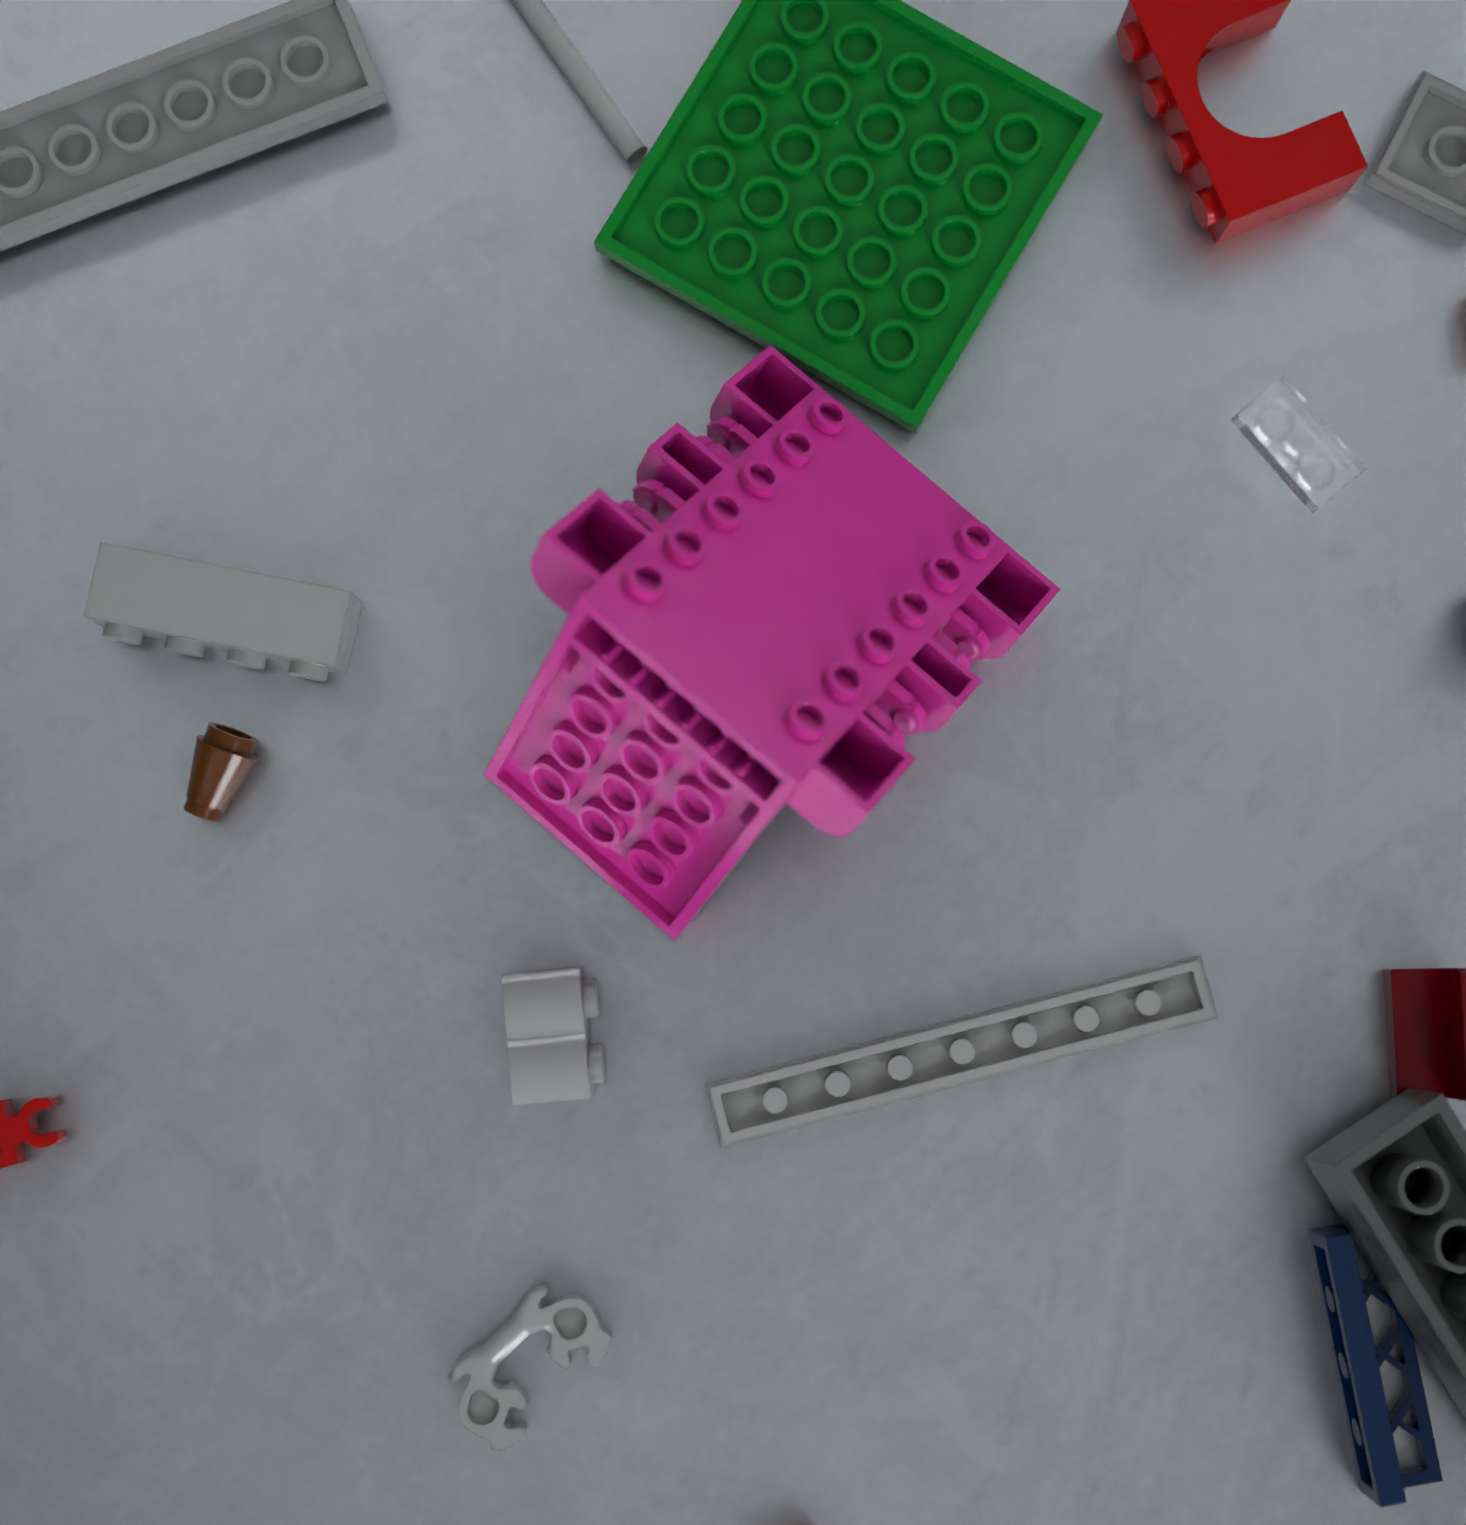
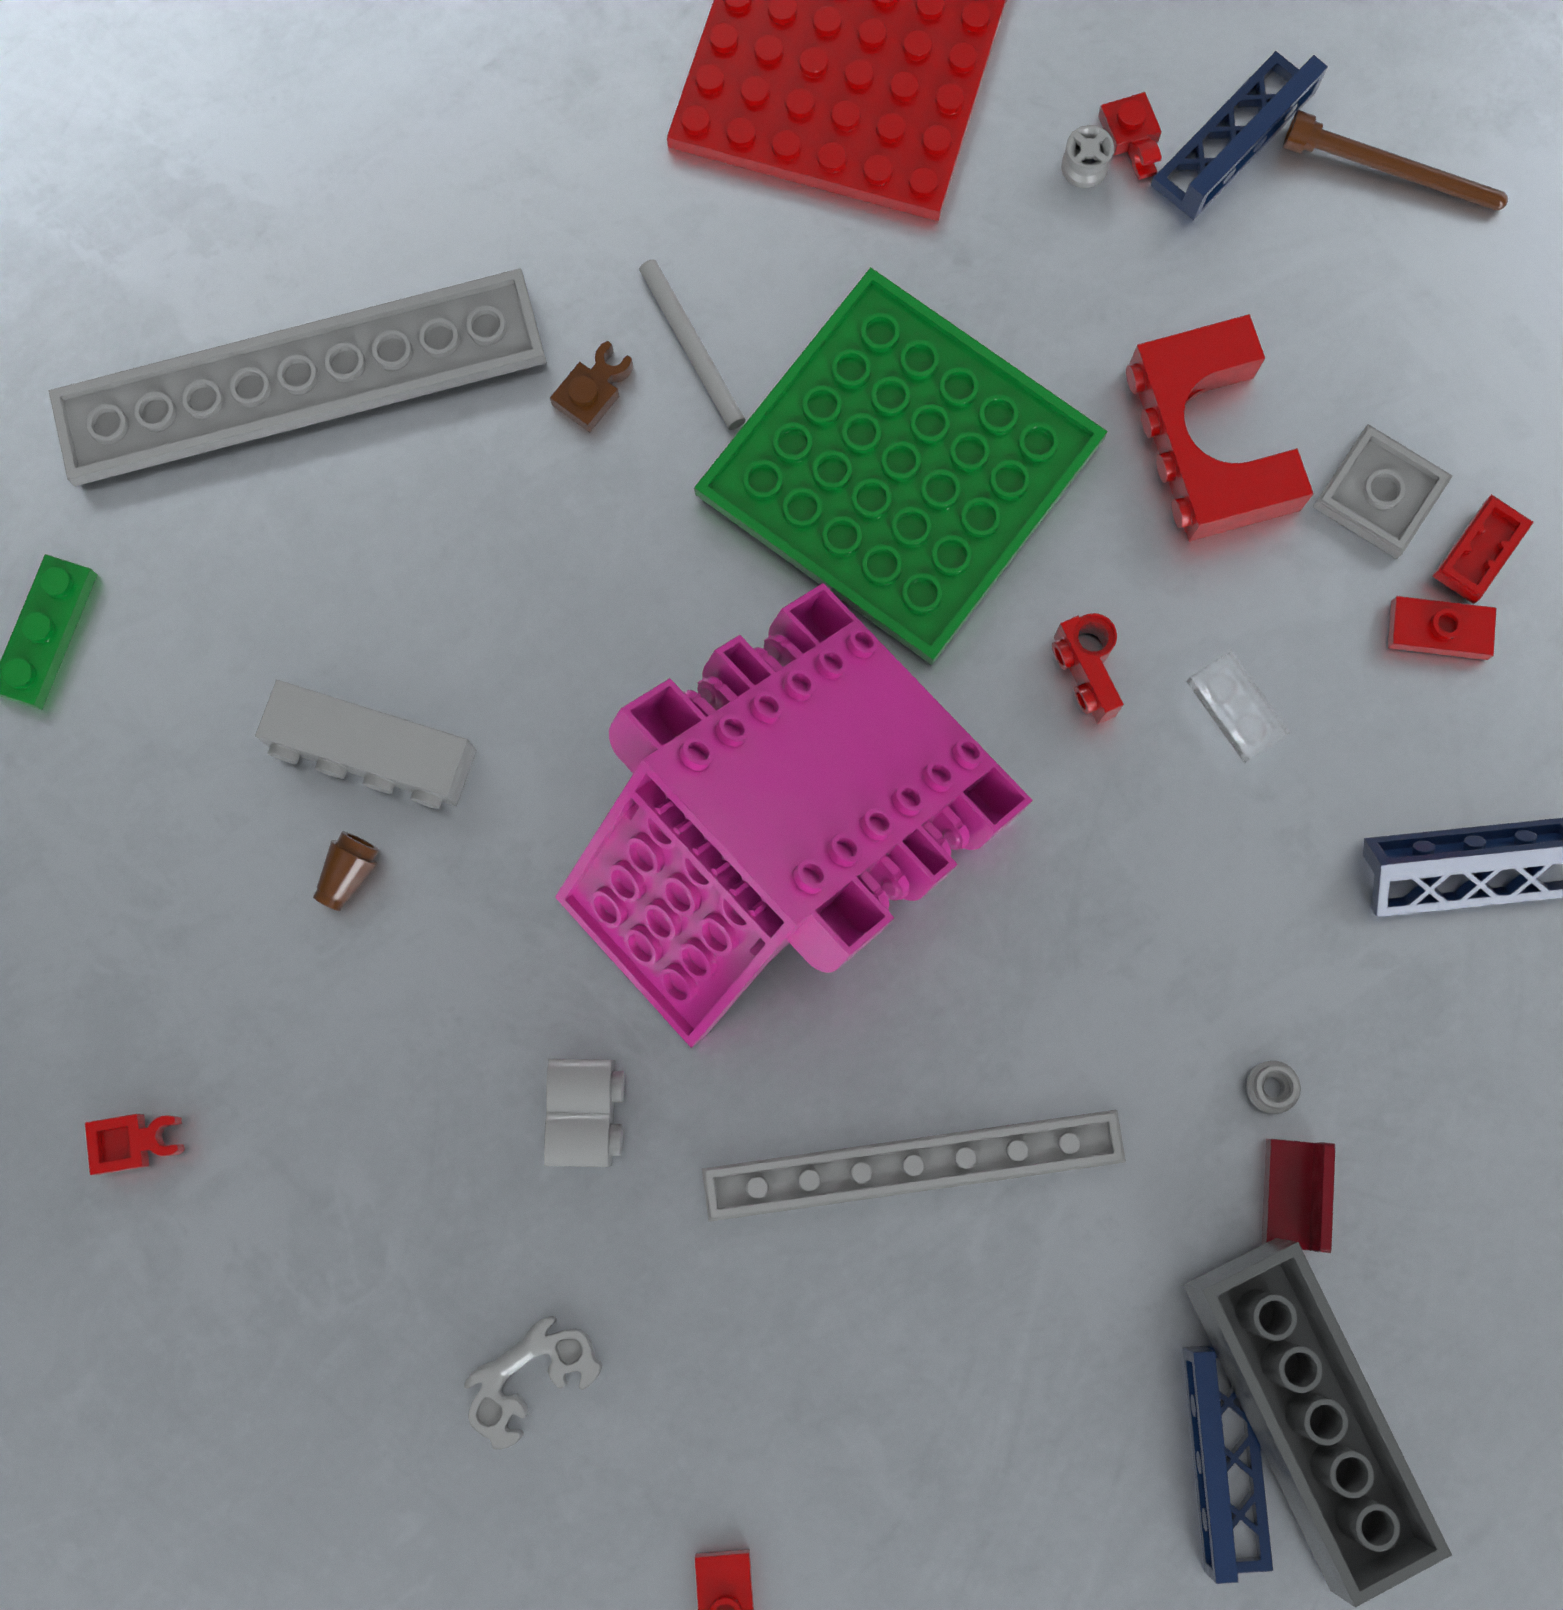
camera: 10 degrees right, 5 degrees down
(446, 133) = (589, 392): none -> reddish brown plate
(1121, 440) = (1095, 688): none -> red plate
(1405, 904) = (1289, 1087): none -> light grey plate

